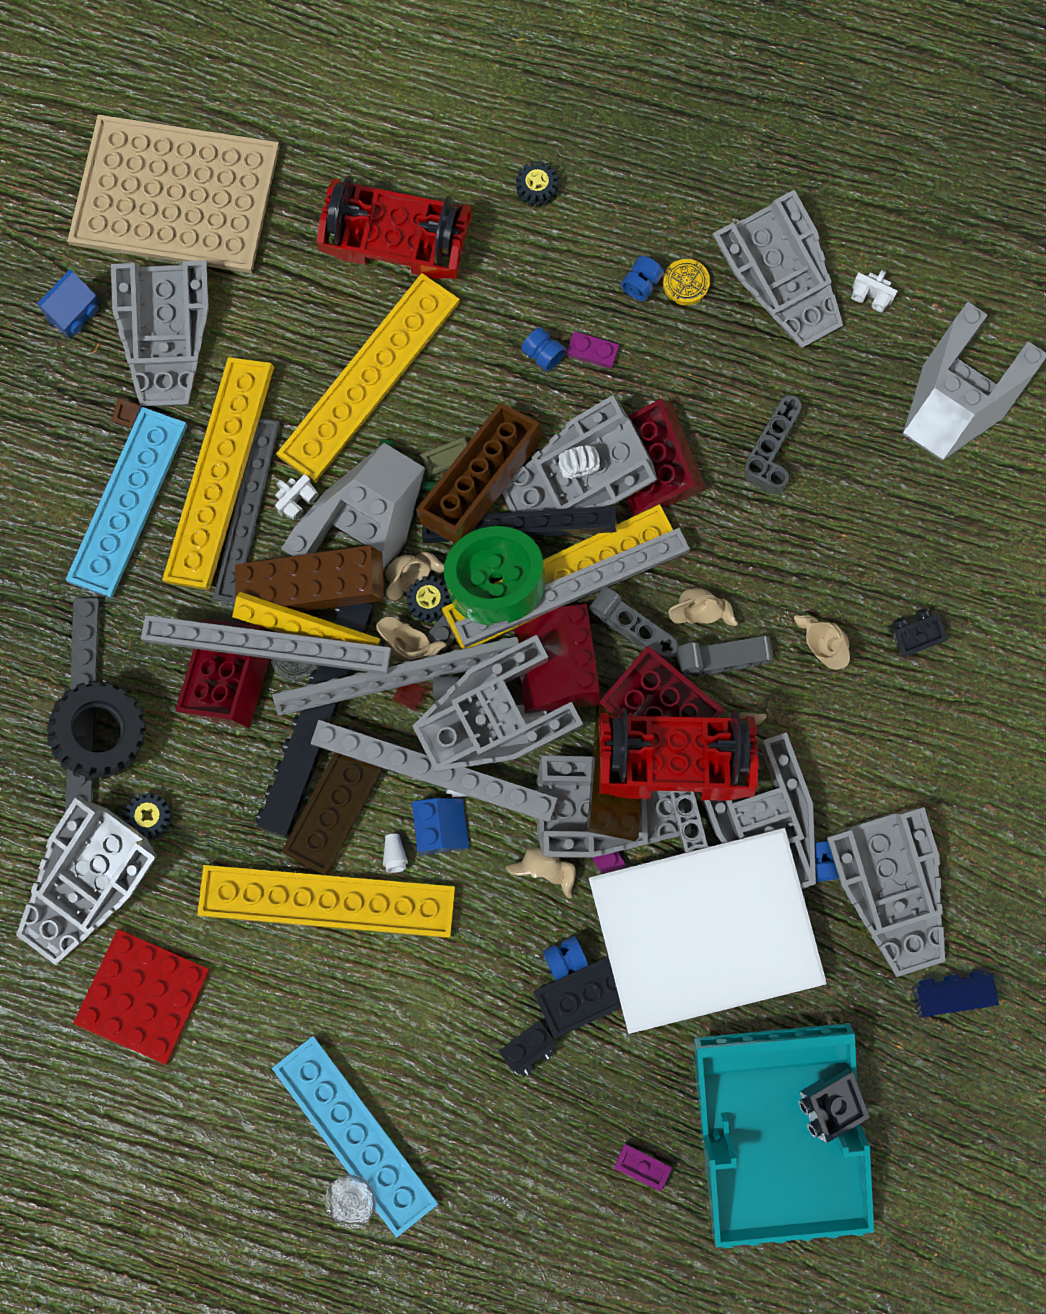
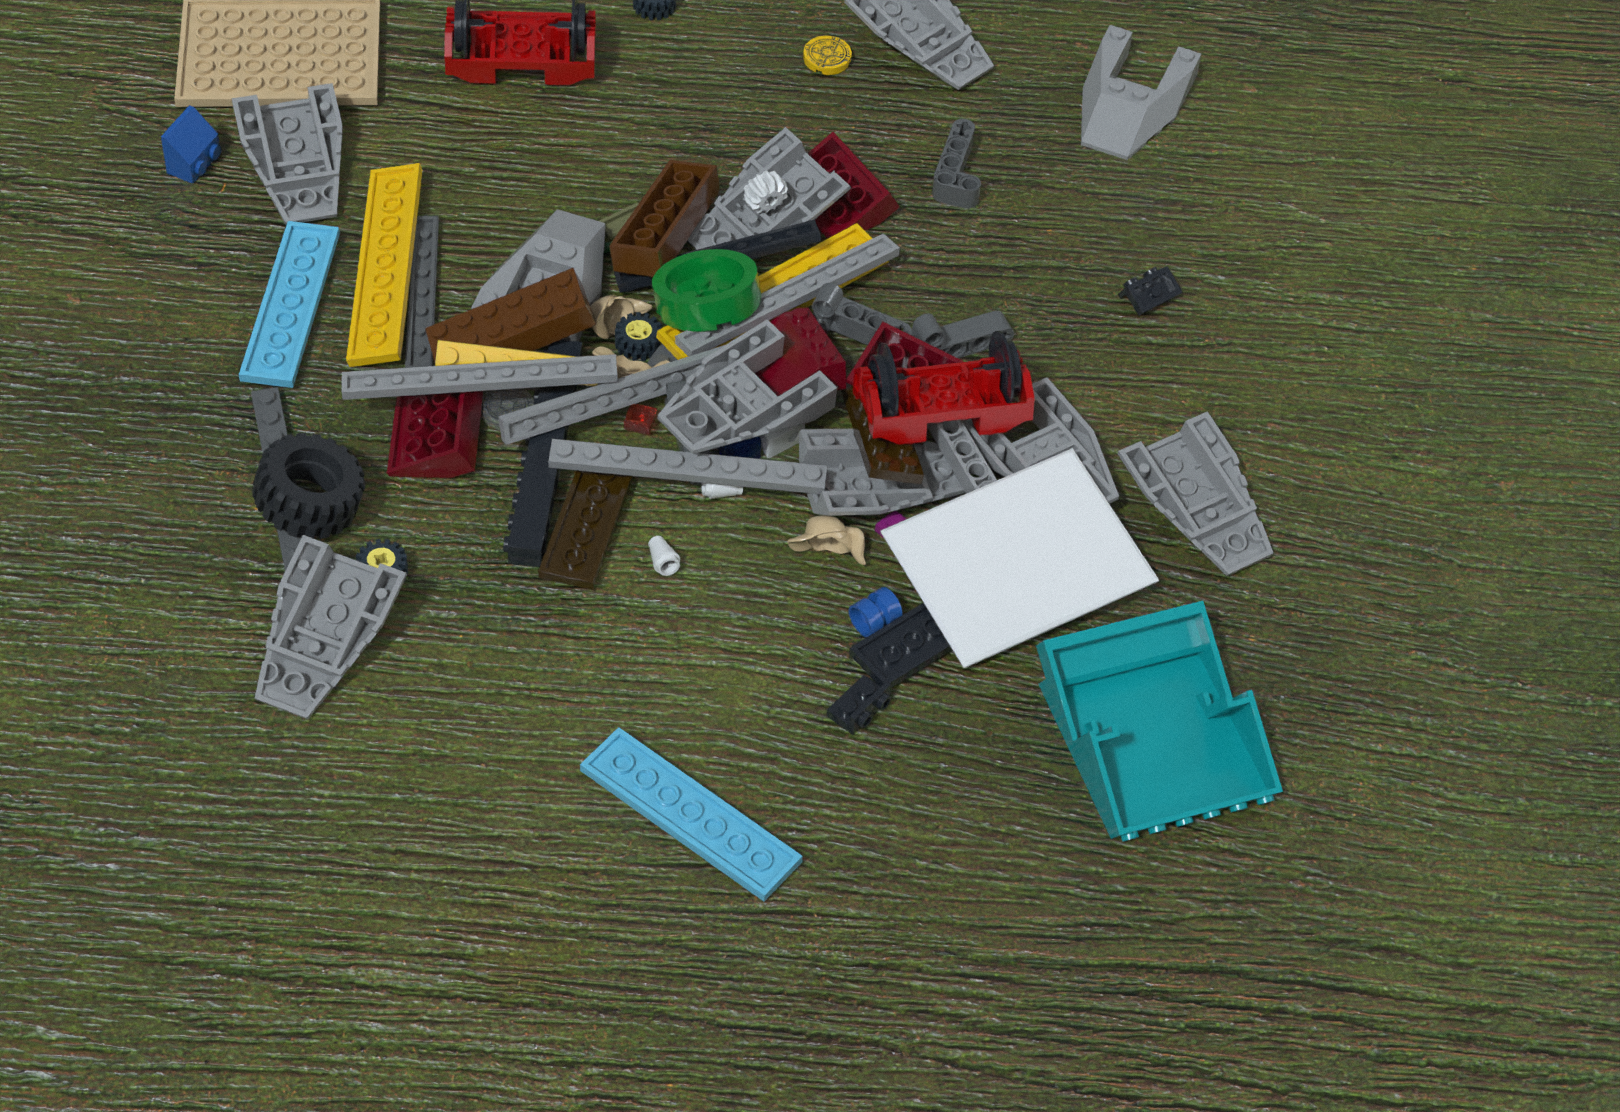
camera: 20 degrees left, 25 degrees down
(126, 412) = (271, 229): reddish brown plate -> none
(141, 997) = (413, 731): red plate -> none
(291, 493) = (467, 271): white hips -> none
(326, 901) = (599, 608): yellow plate -> none
(350, 1201) = (703, 872): clear tile -> none
(368, 378) = (522, 170): yellow plate -> none
(439, 825) = (703, 523): blue slope -> none
(540, 346) = (704, 122): blue wheel -> none
(592, 350) = (749, 119): magenta plate -> none
(642, 1167) = (1016, 786): magenta plate -> none
(643, 275) = (783, 53): blue wheel -> none
(701, 607) = (926, 297): tan hair -> none
(824, 870) = (1127, 488): blue wheel -> none
(826, 641) = (1060, 305): tan hair -> none
(833, 1106) = (1202, 675): black plate -> none
(875, 287) = (1015, 34): white hips -> none
(955, 994) = (1294, 579): clear blue brick -> none

